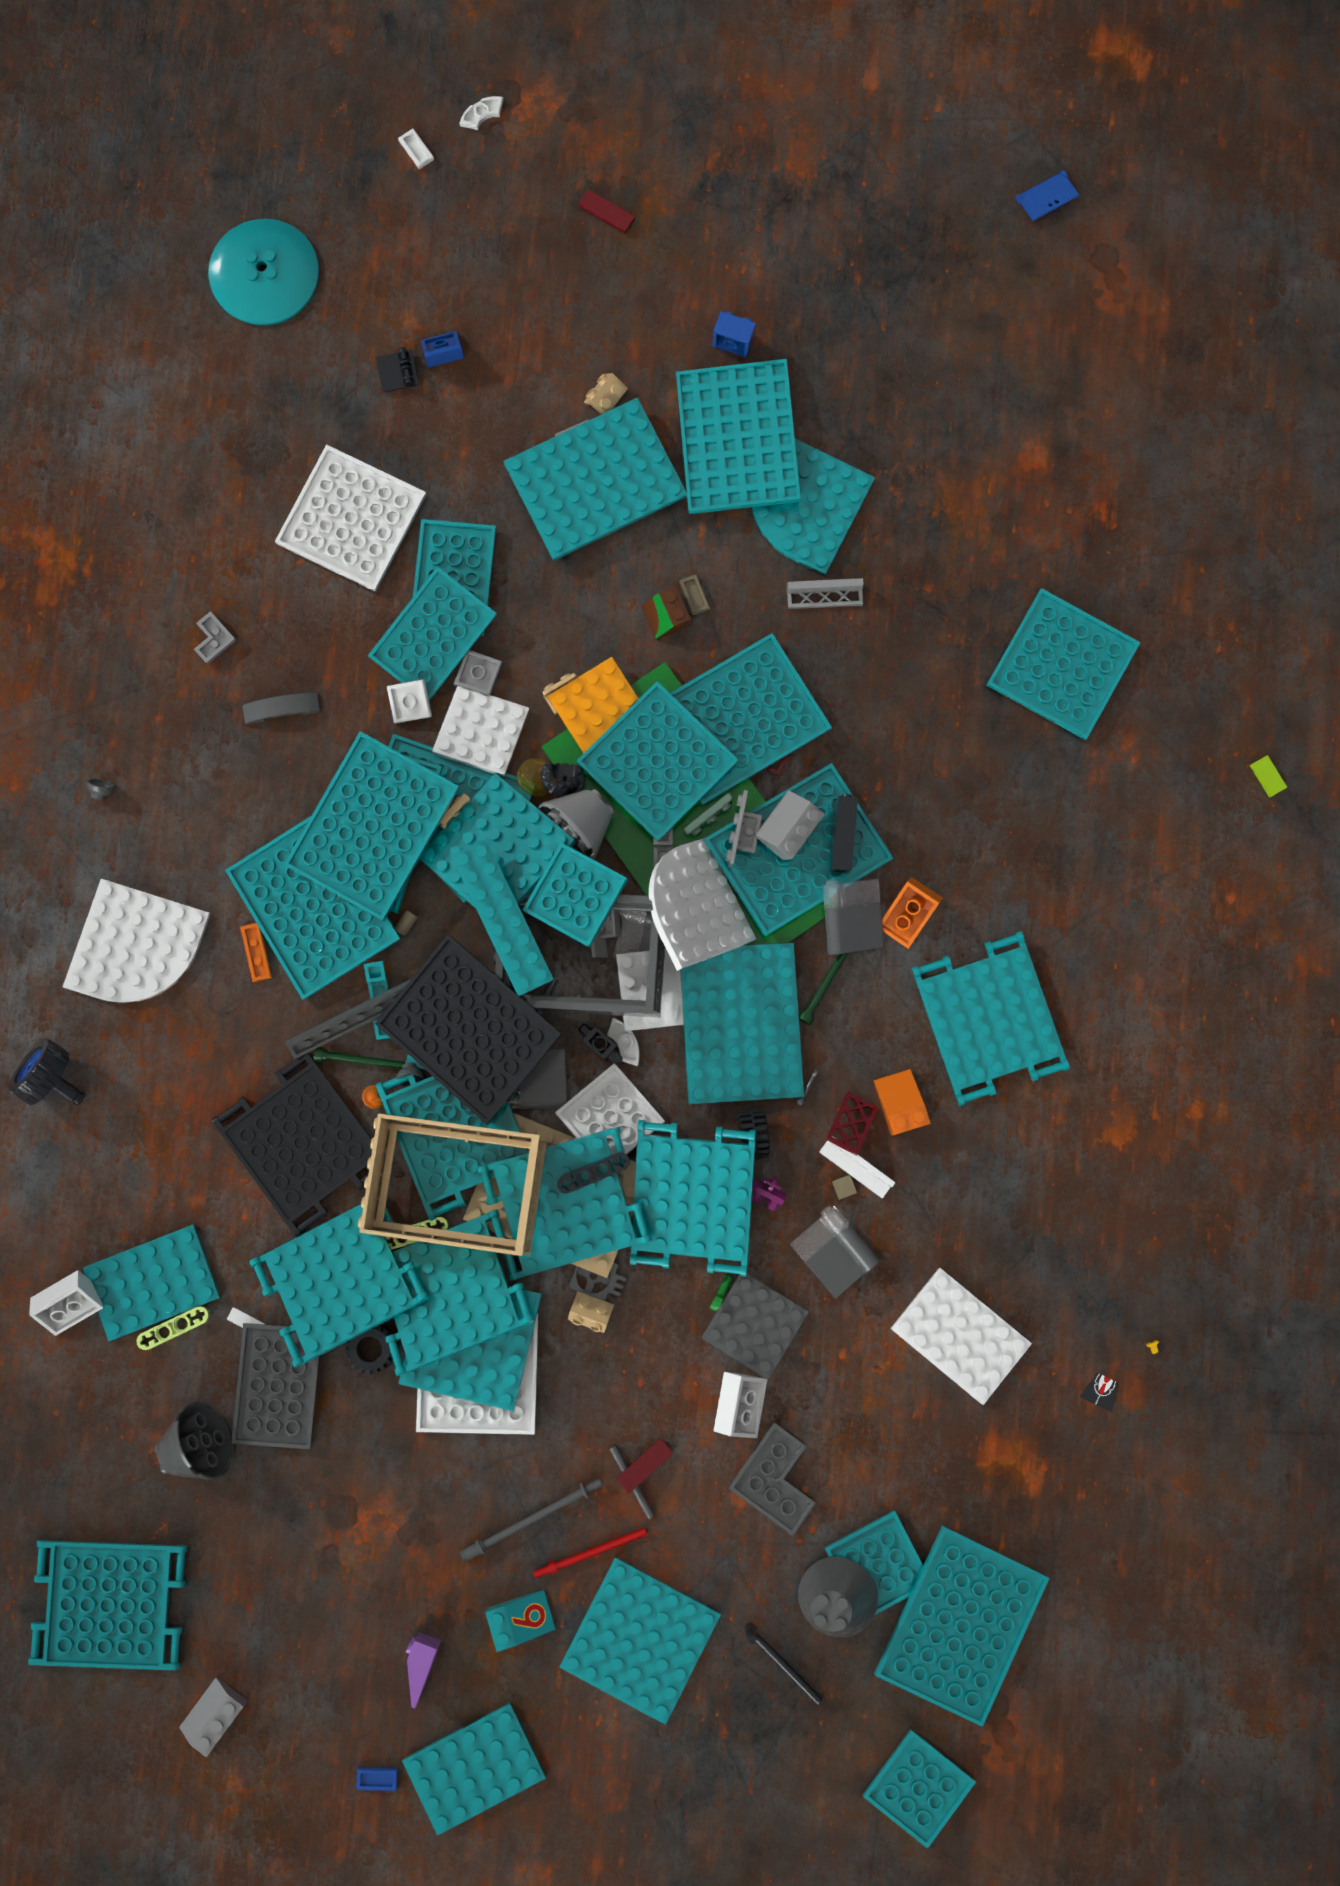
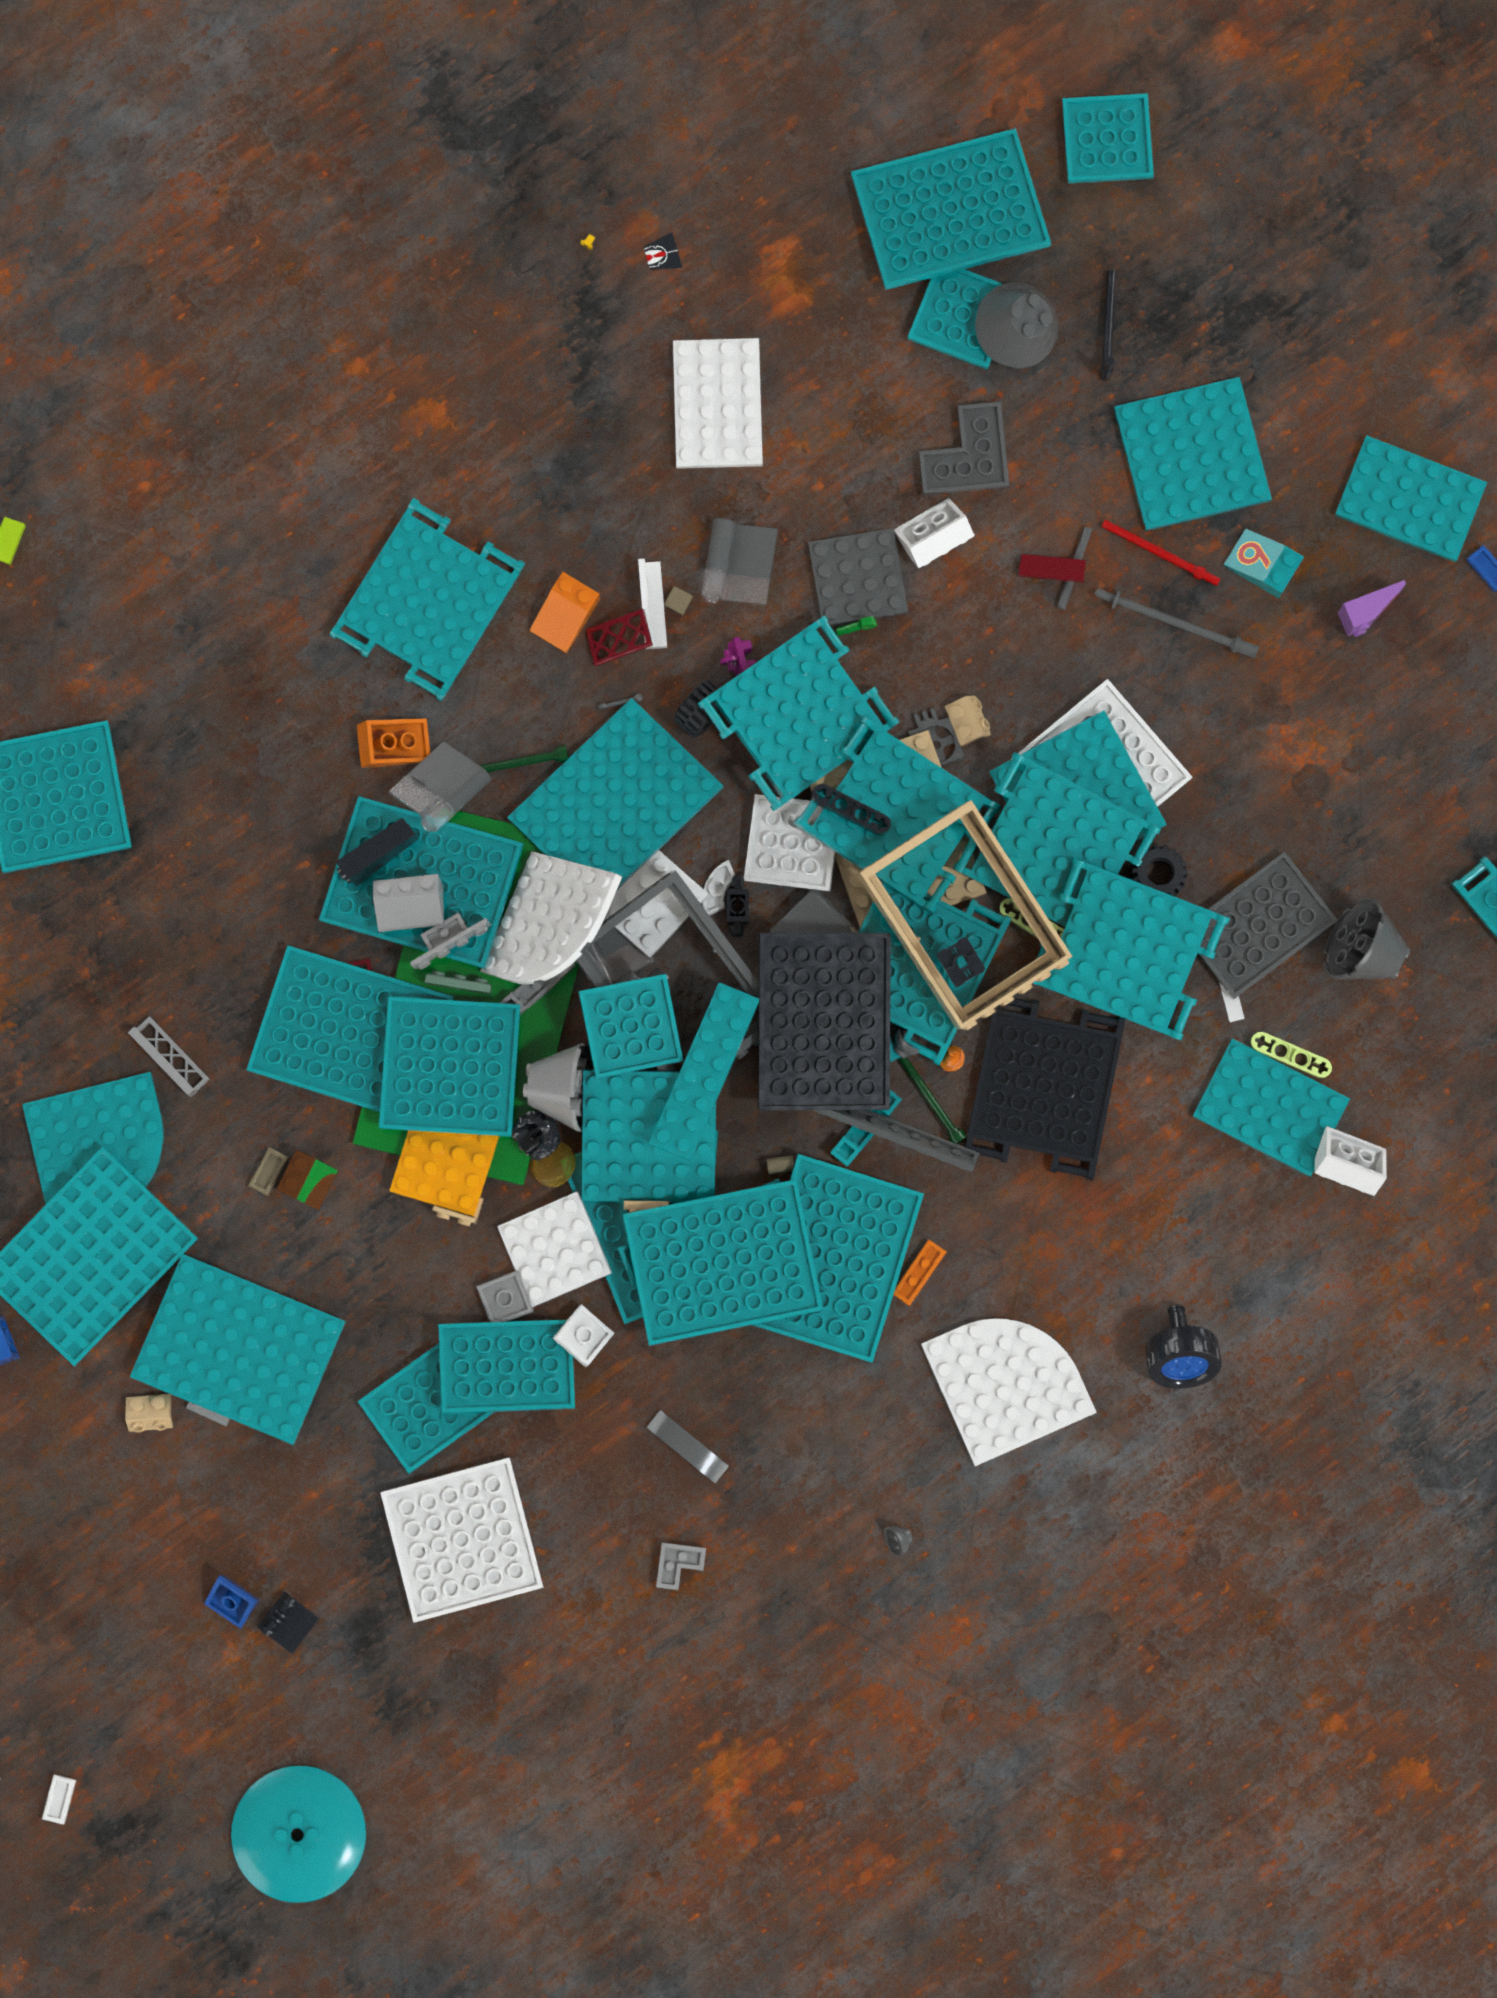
camera: 130 degrees left, 0 degrees up
(428, 1143) = (970, 956): none -> black piece

